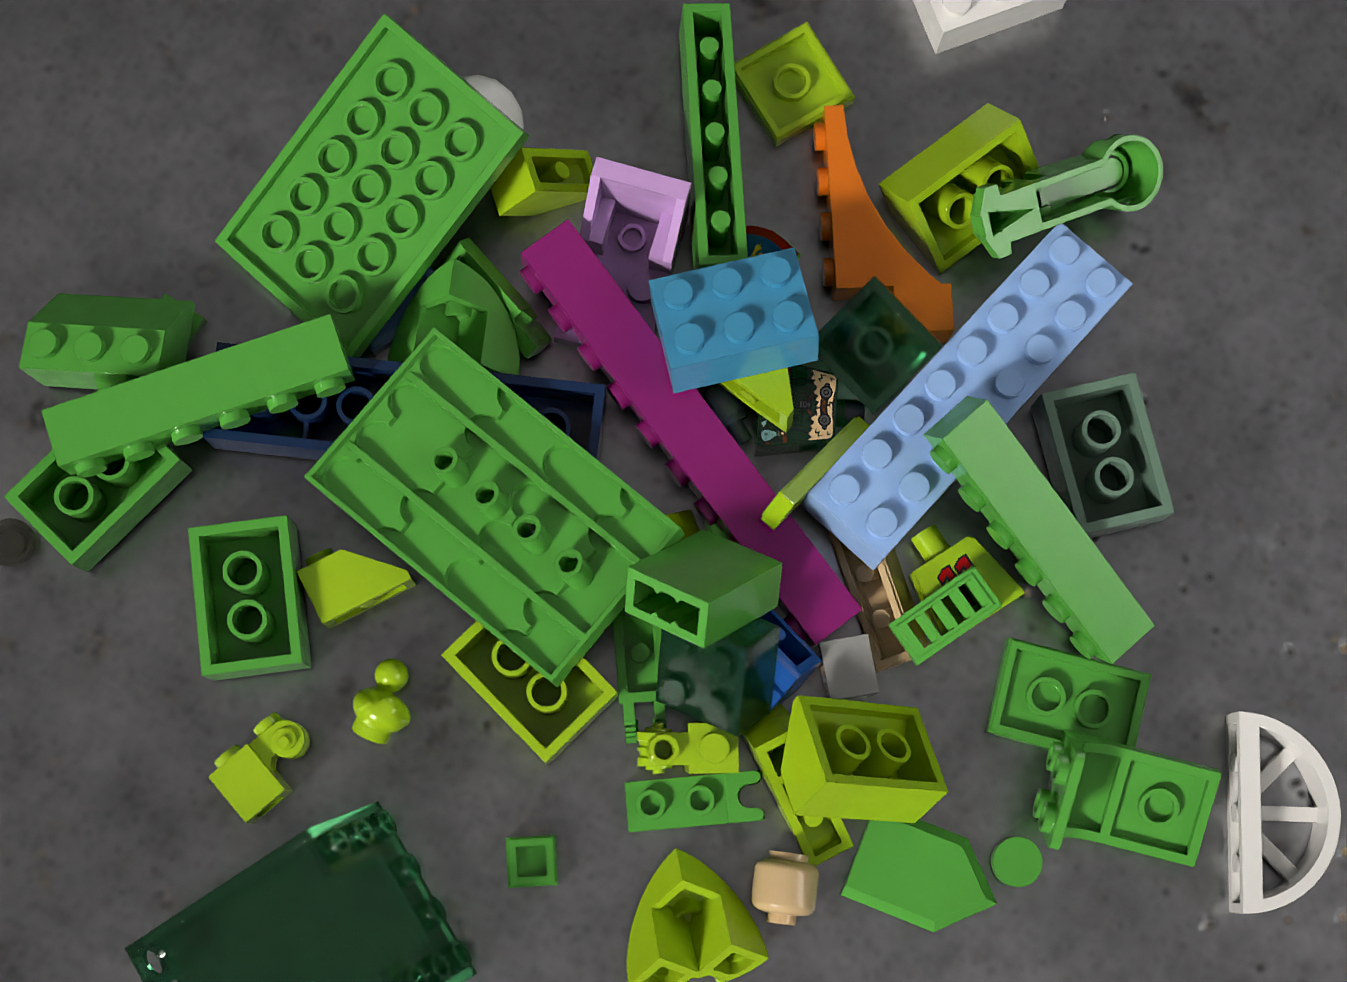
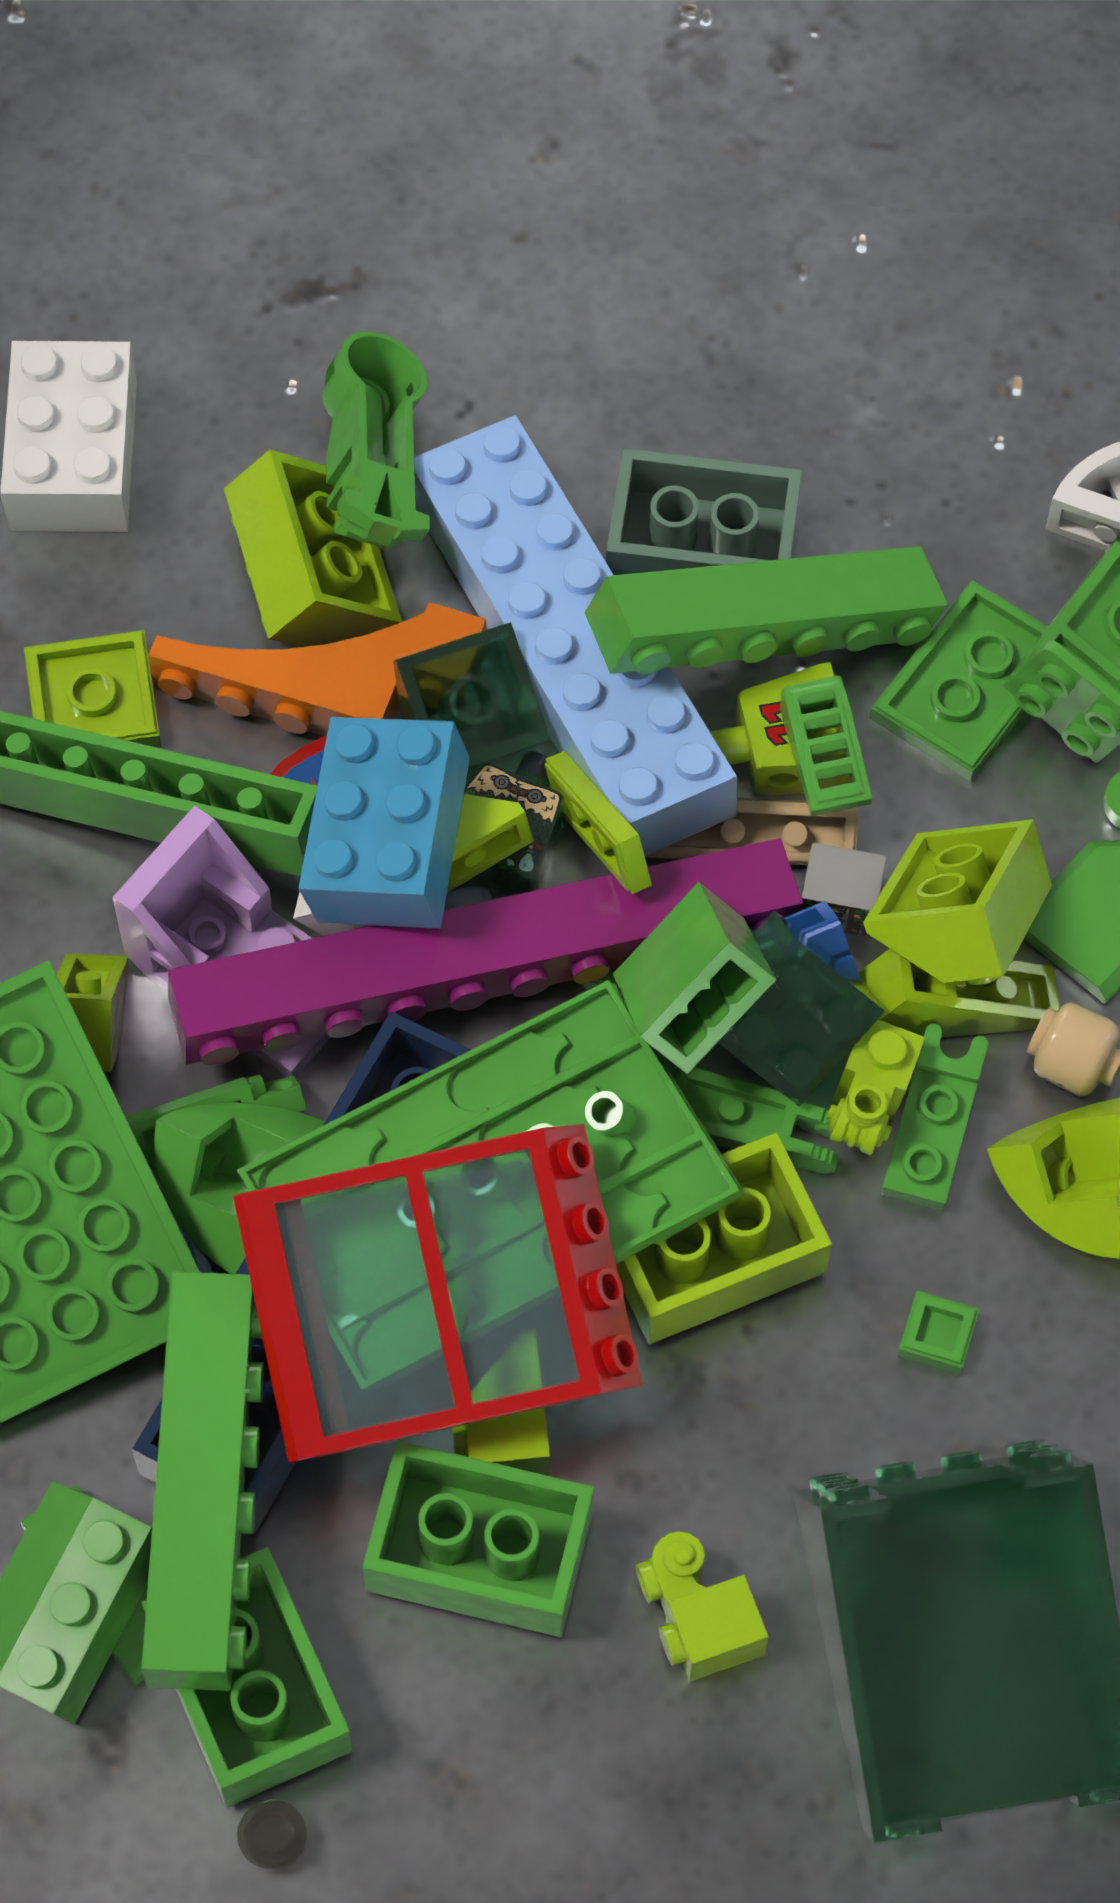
camera: 65 degrees left, 15 degrees down
(378, 708) = (680, 1442): lime animal -> none
(388, 500) = (437, 1291): none -> window

